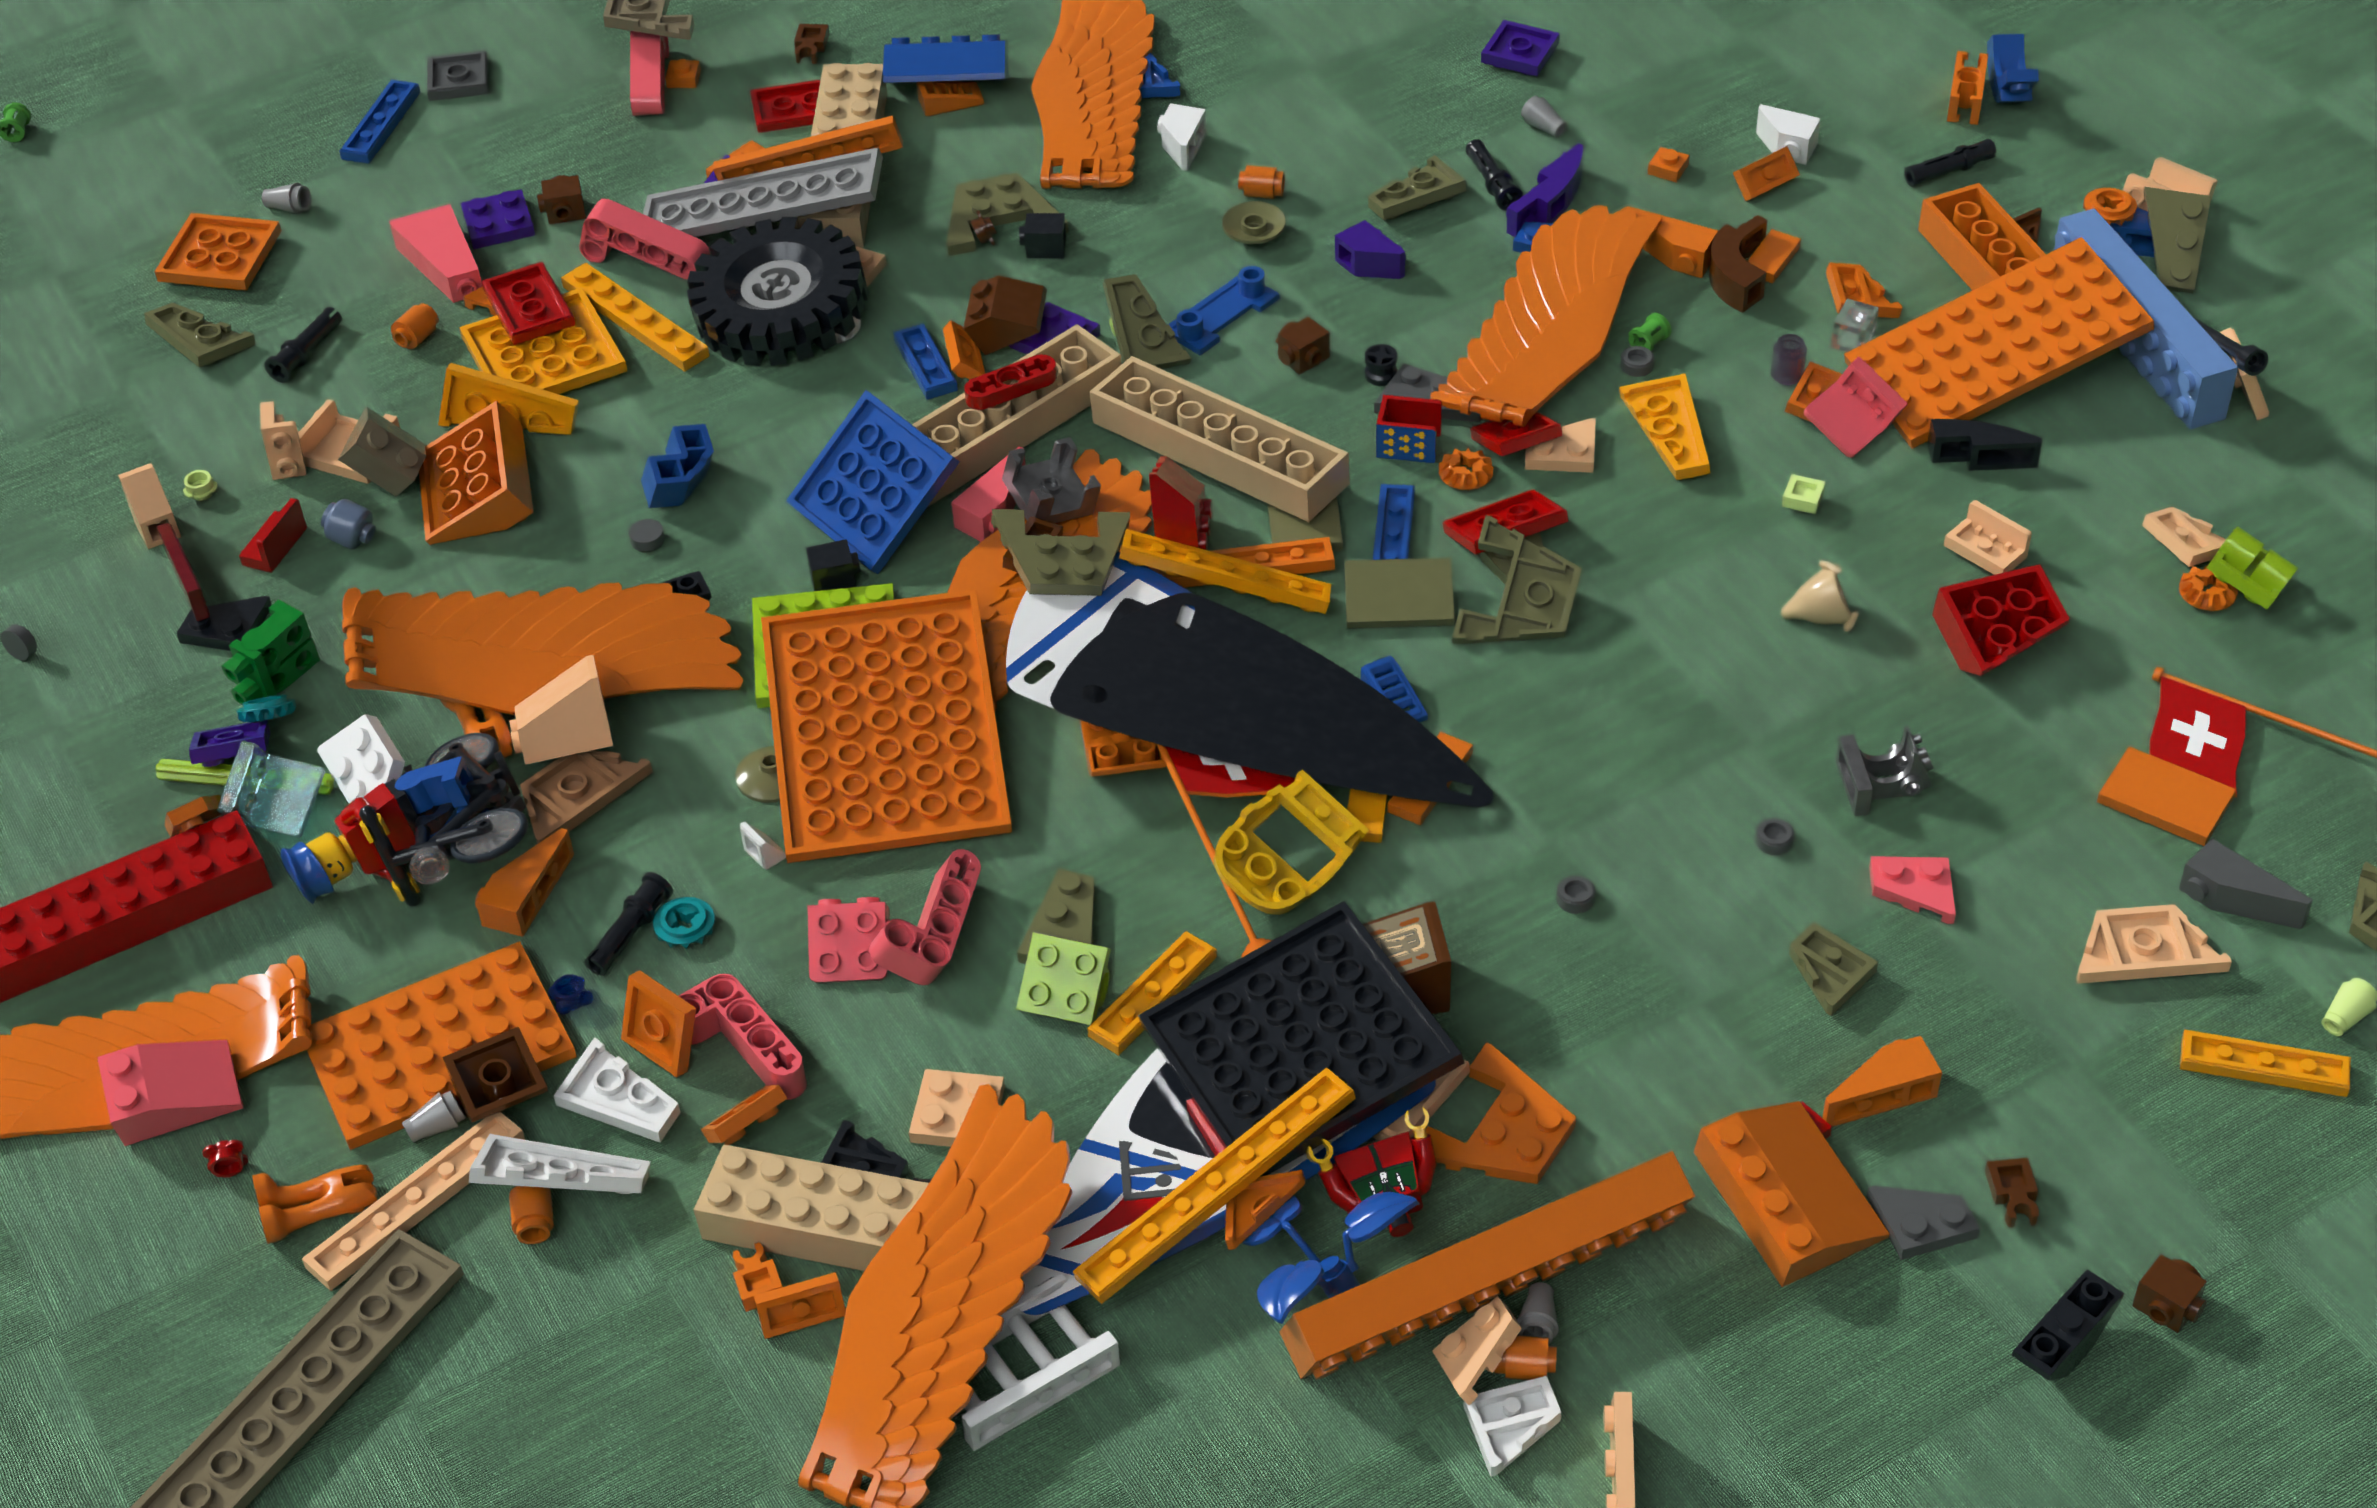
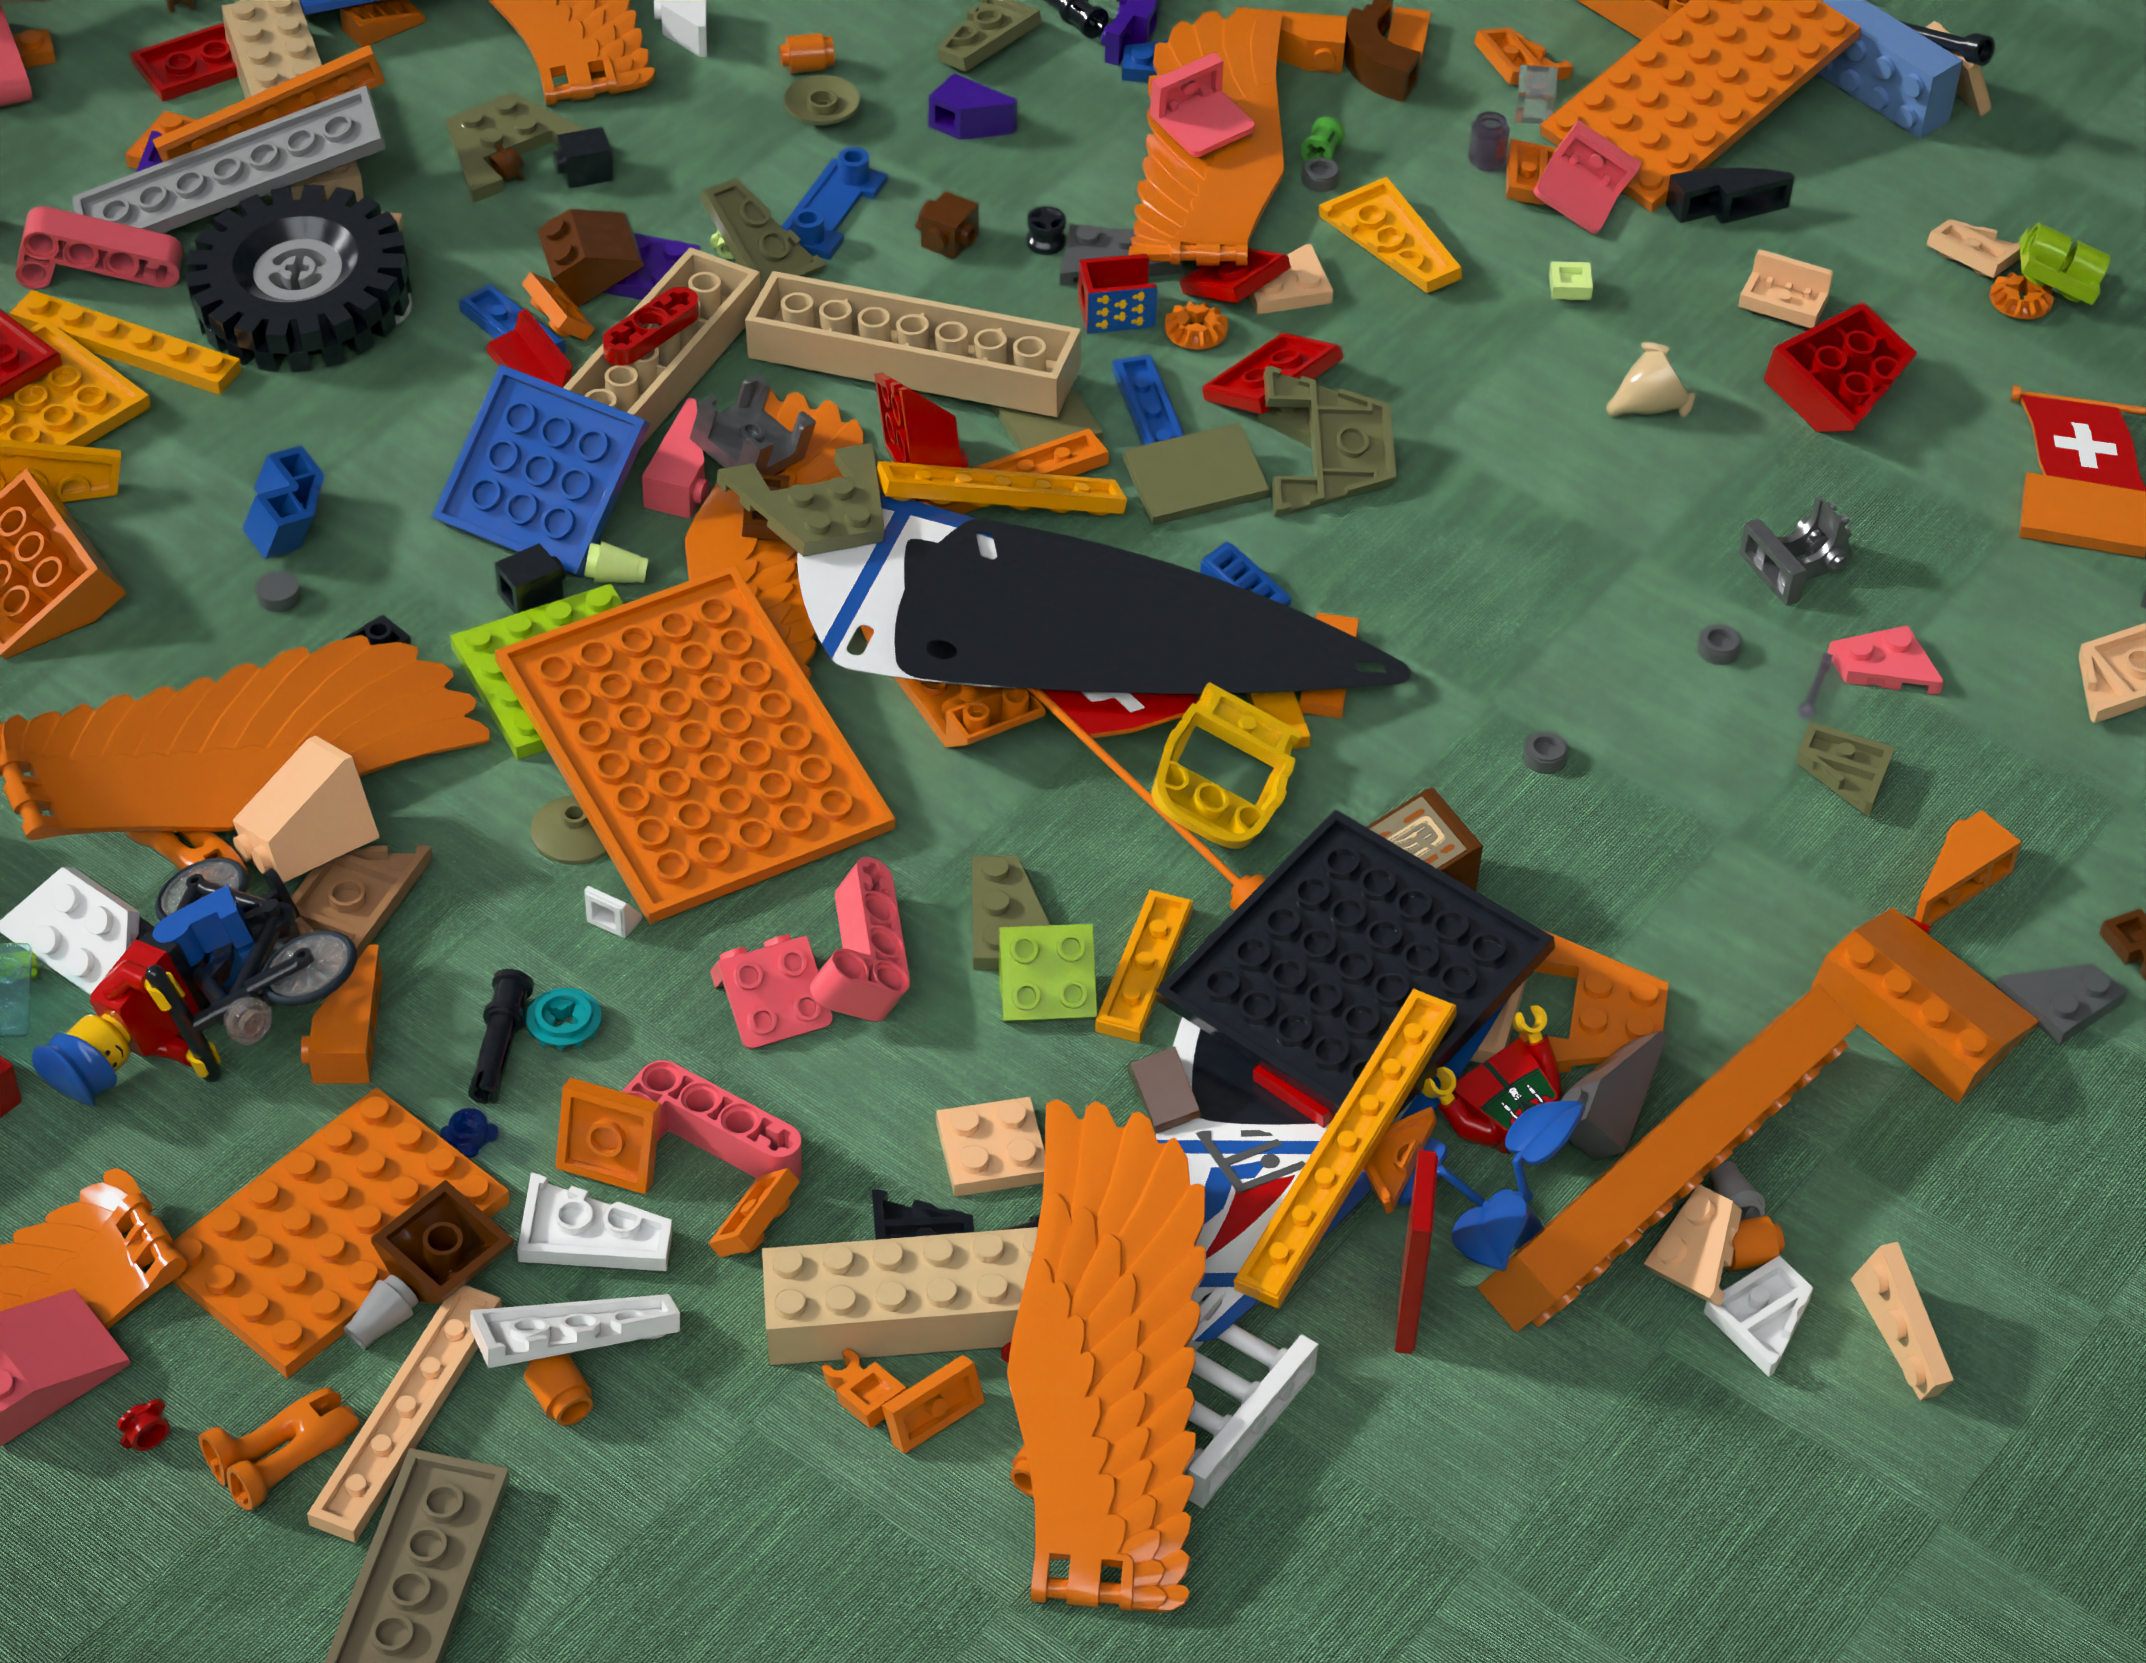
camera: 25 degrees left, 0 degrees up
(901, 568) = (614, 565): none -> yellowish green cone
(915, 389) = (531, 352): none -> red panel
(1108, 1097) = (1164, 1089): none -> slope
(1216, 1288) = (1416, 1251): none -> red tile
(1461, 1206) = (1615, 1096): none -> dark grey slope
(1543, 285) = (1195, 109): none -> coral bracket
(1823, 910) = (1806, 709): none -> hinge

